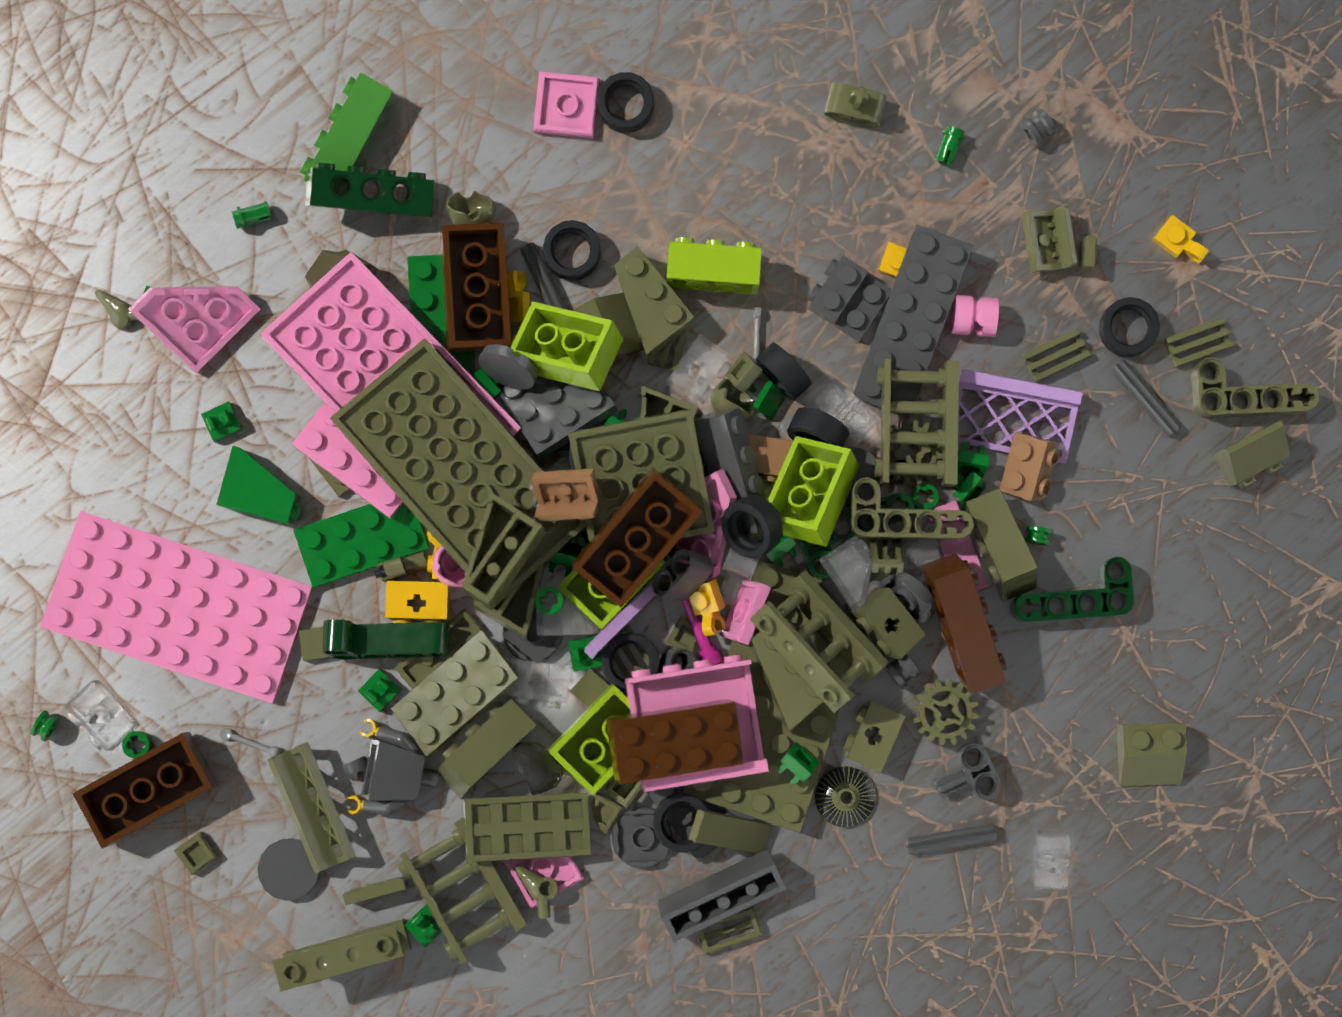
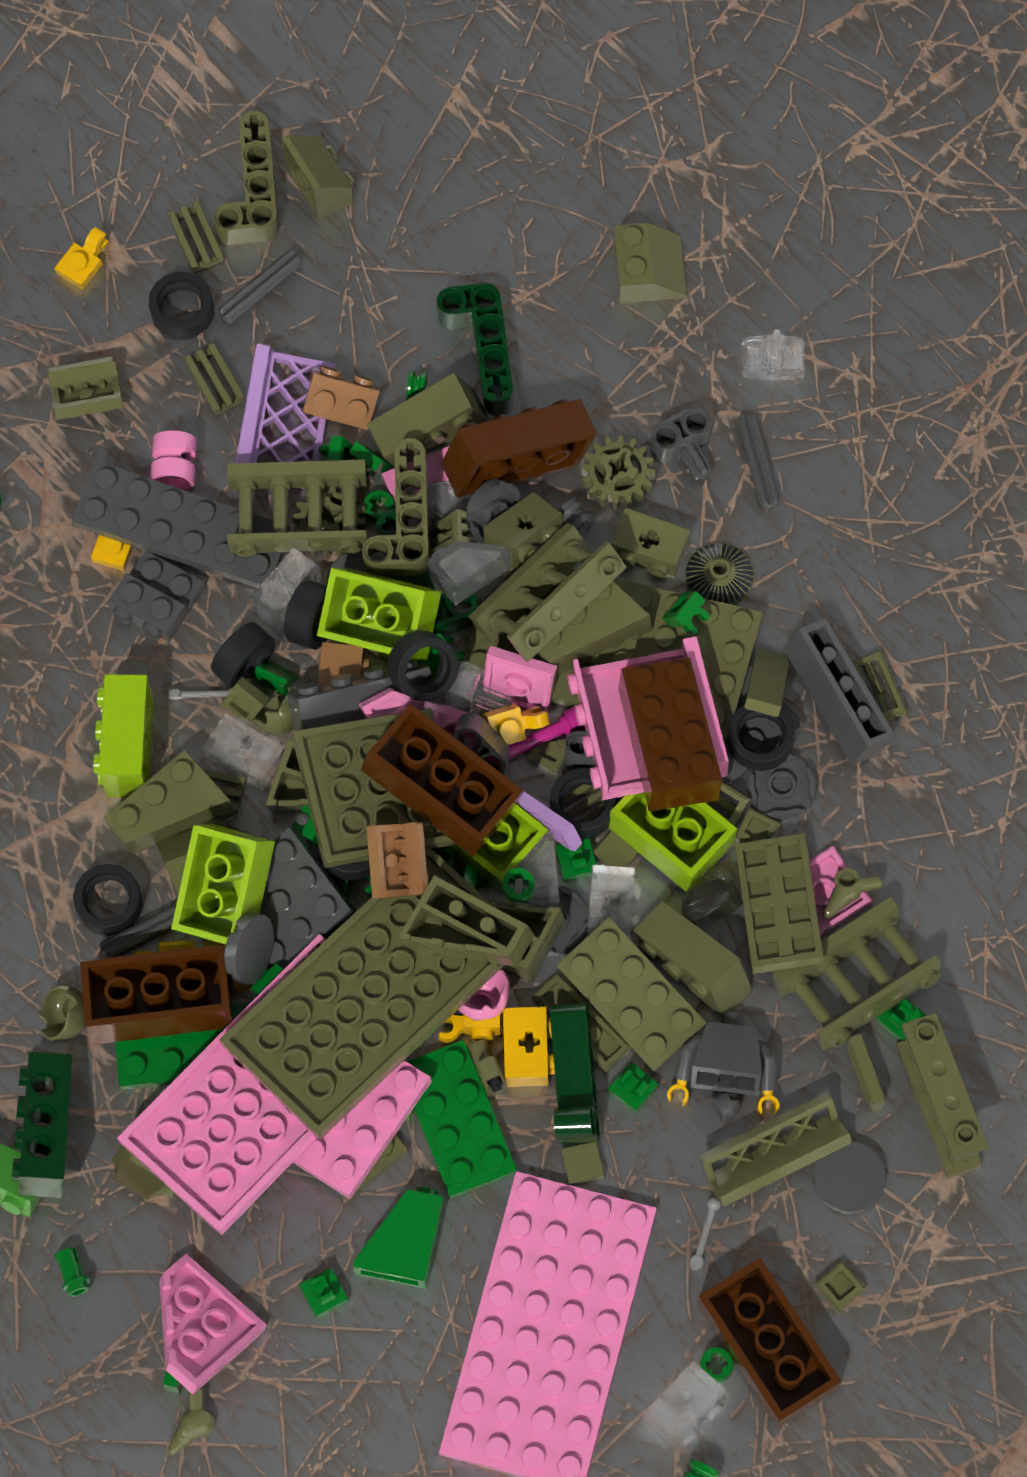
camera: 90 degrees left, 15 degrees down
(1088, 252) = (99, 348): olive tile -> none

